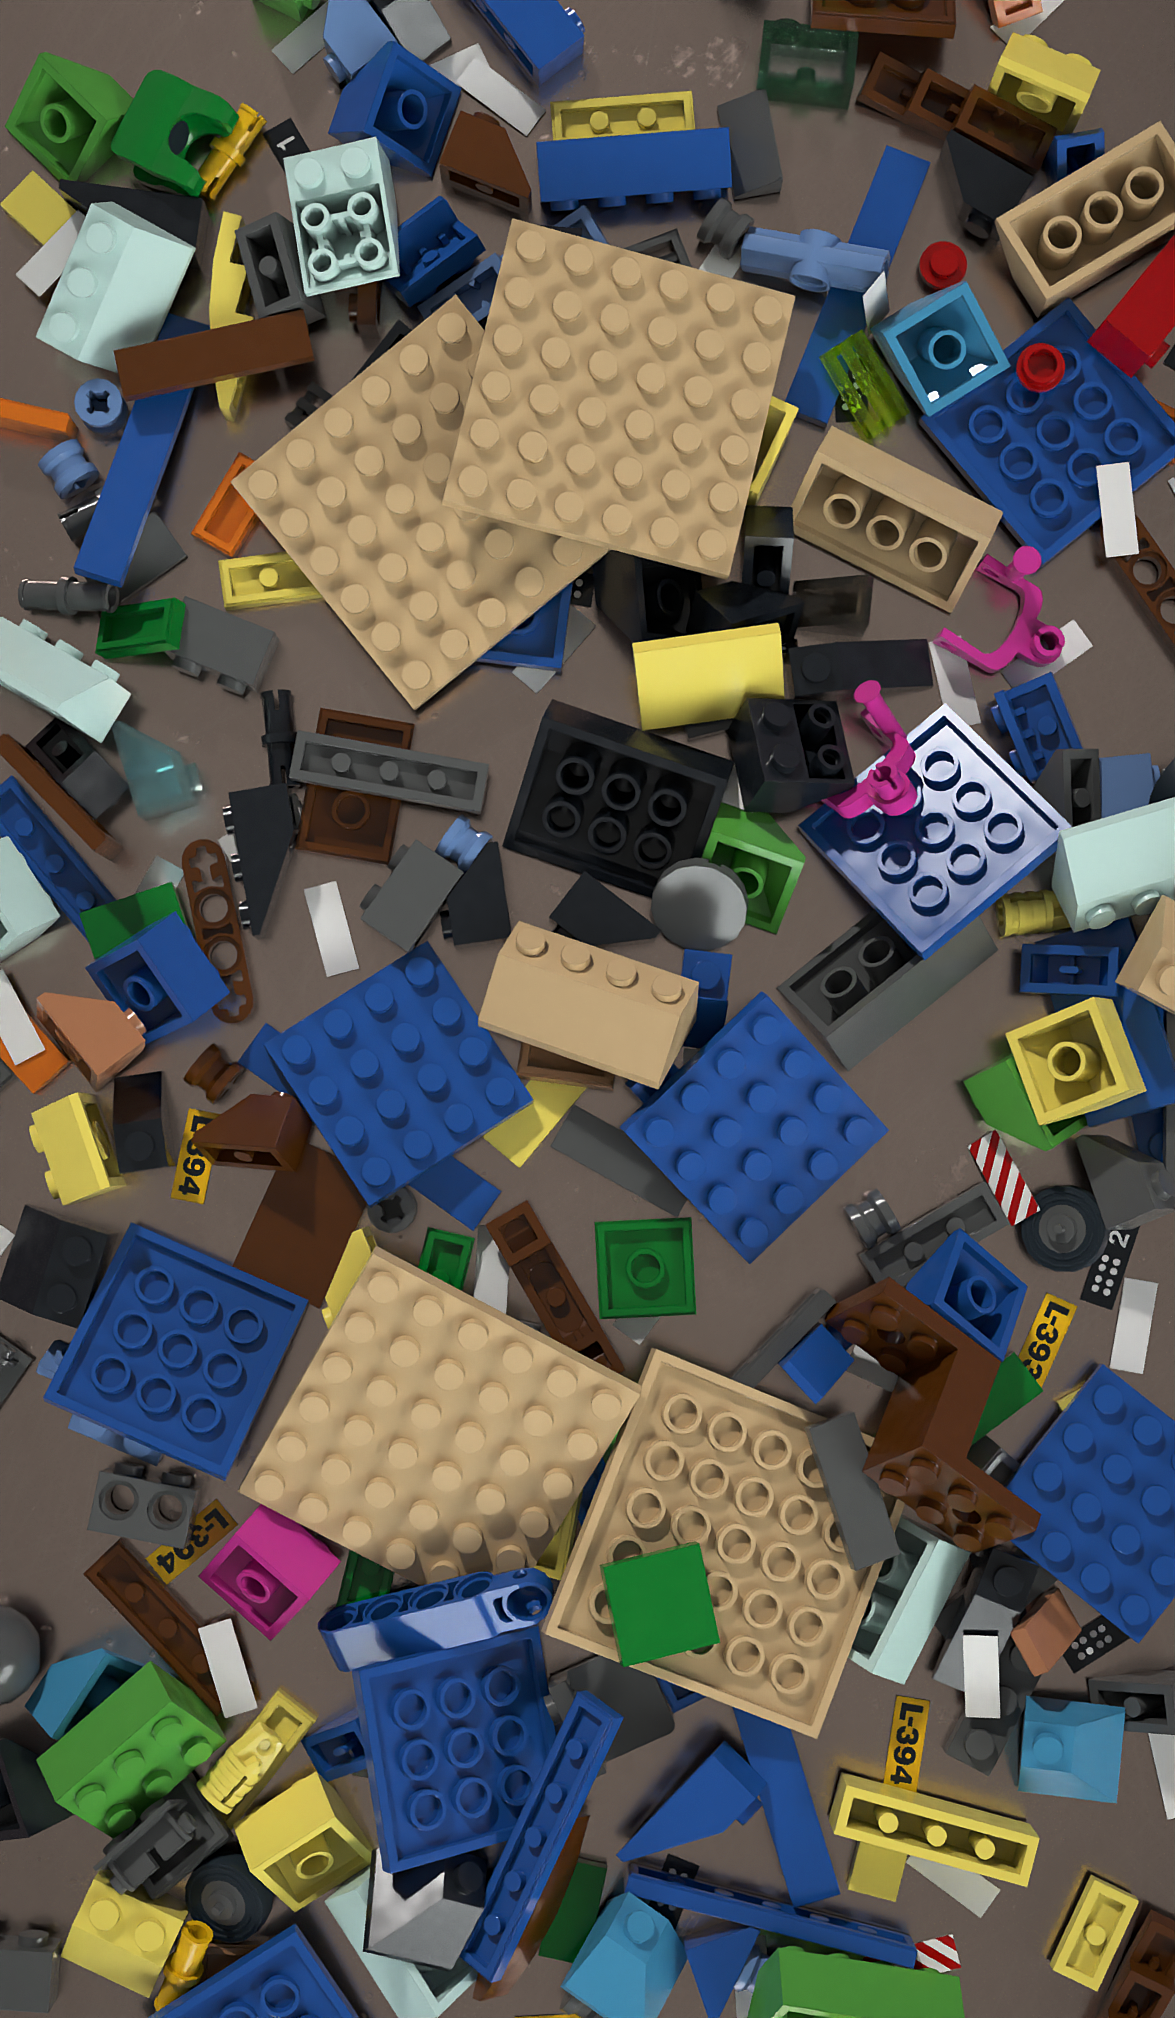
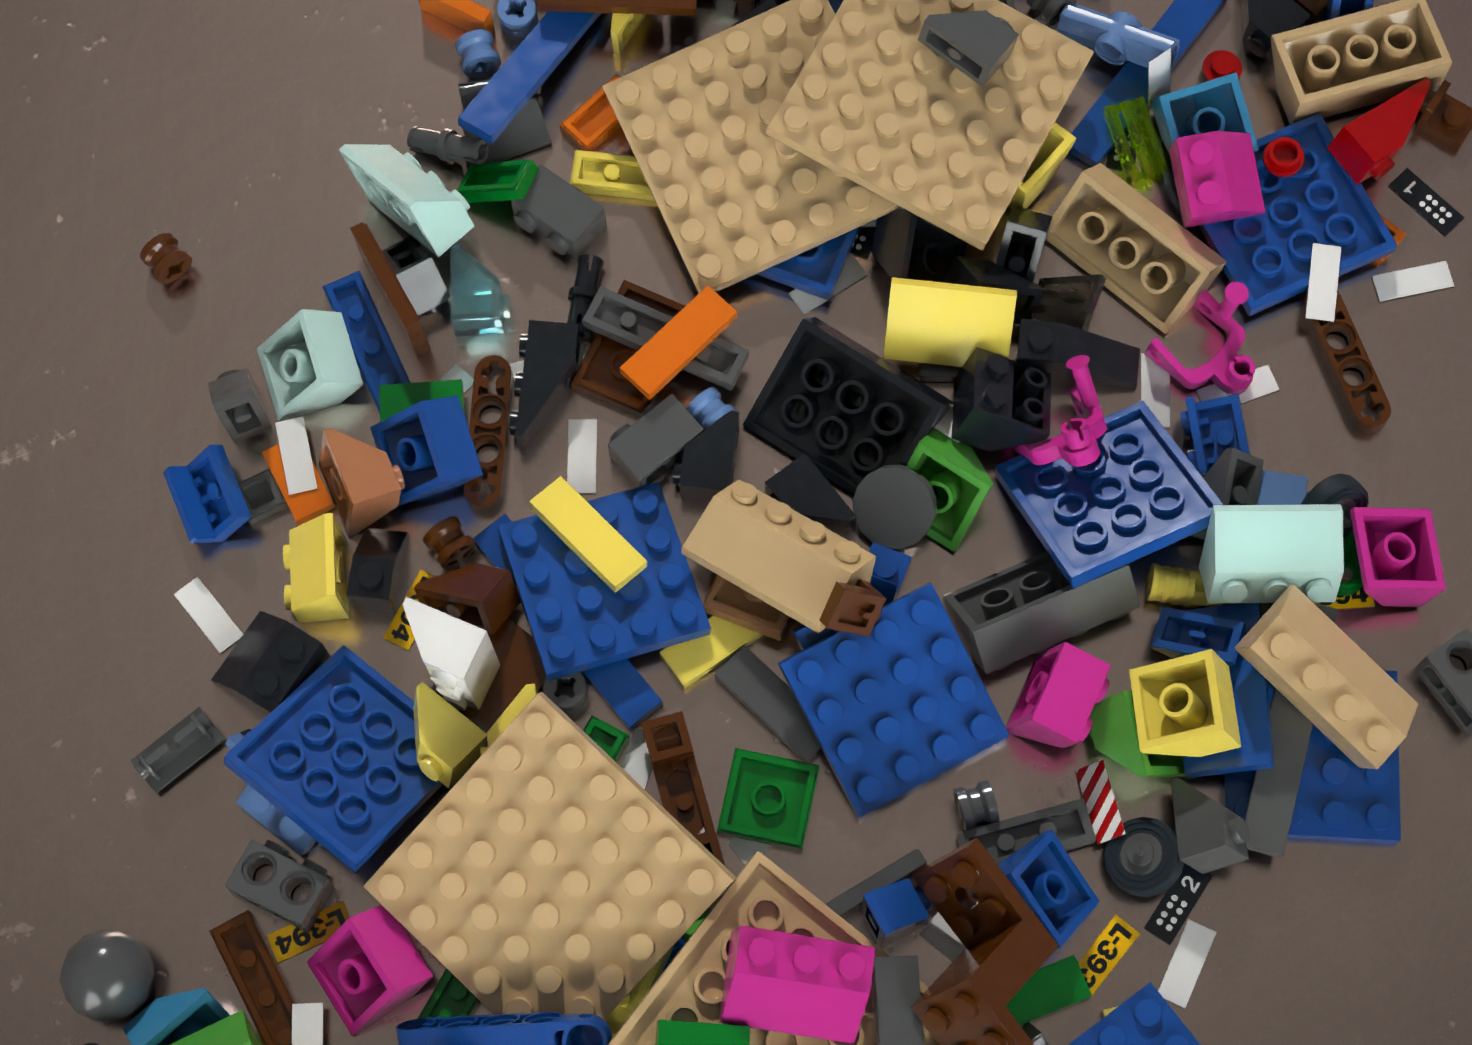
camera: 20 degrees right, 15 degrees down
(258, 1222) = (454, 653): none -> white slope
(275, 1305) = (444, 737): none -> light yellow slope
(368, 1031) = (588, 534): none -> light yellow tile
(407, 777) = (678, 342): none -> orange tile
(653, 332) = (970, 41): none -> dark grey slope
(691, 1055) = (853, 608): none -> reddish brown bracket
(735, 1483) = (796, 984): none -> dark pink slope
(934, 1079) = (1059, 696): none -> dark pink slope
(971, 417) = (1216, 177): none -> dark pink slope

